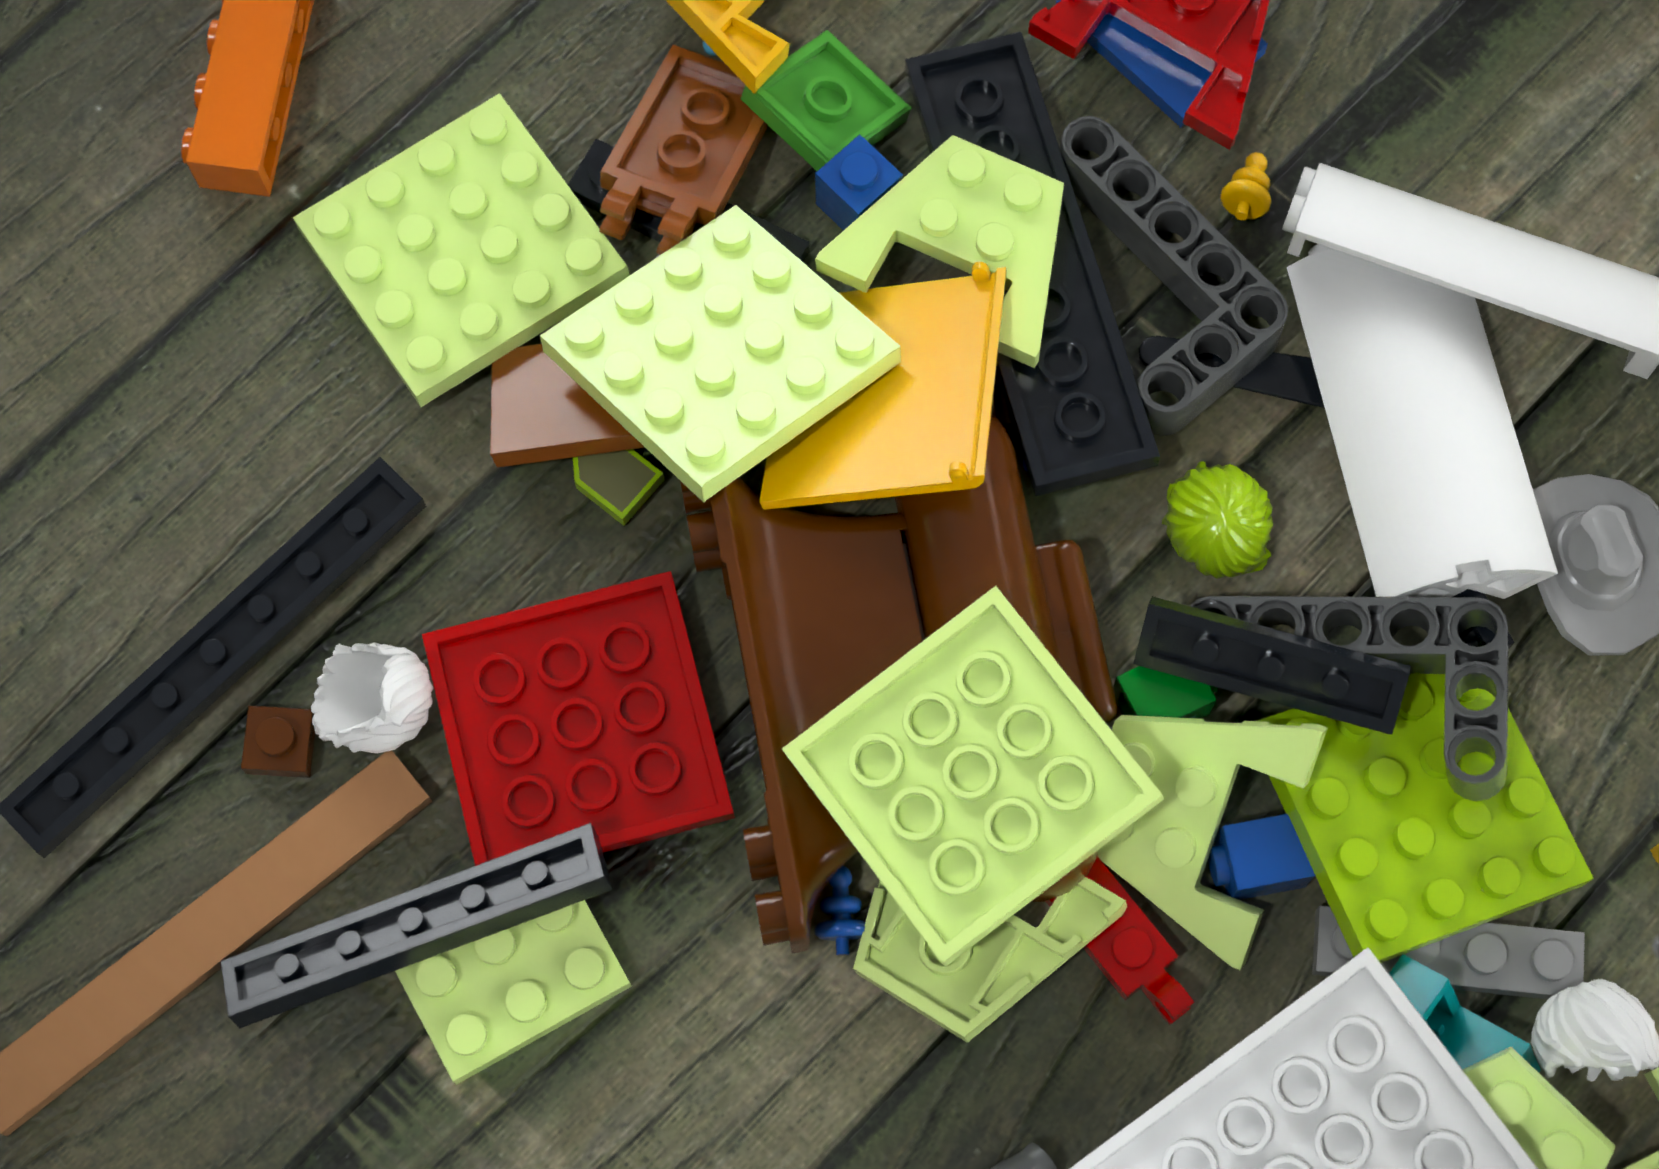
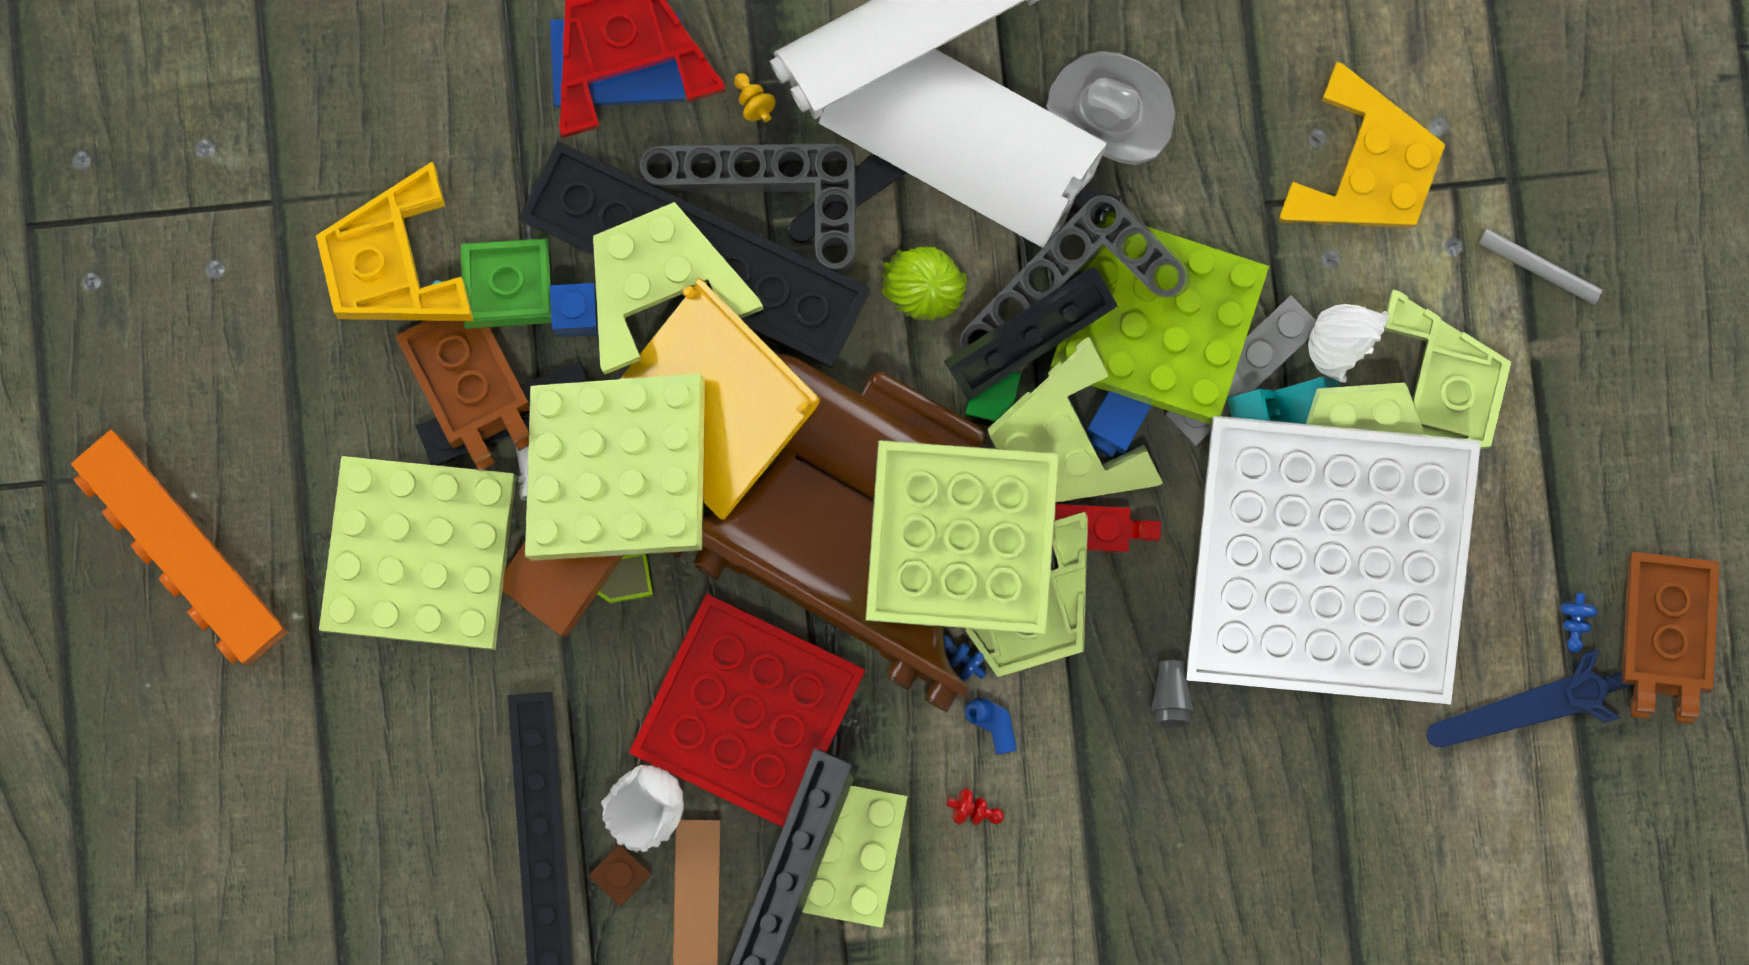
camera: 55 degrees left, 10 degrees up
(679, 1077) = (978, 810): none -> red hair
(802, 1009) = (995, 720): none -> blue arm

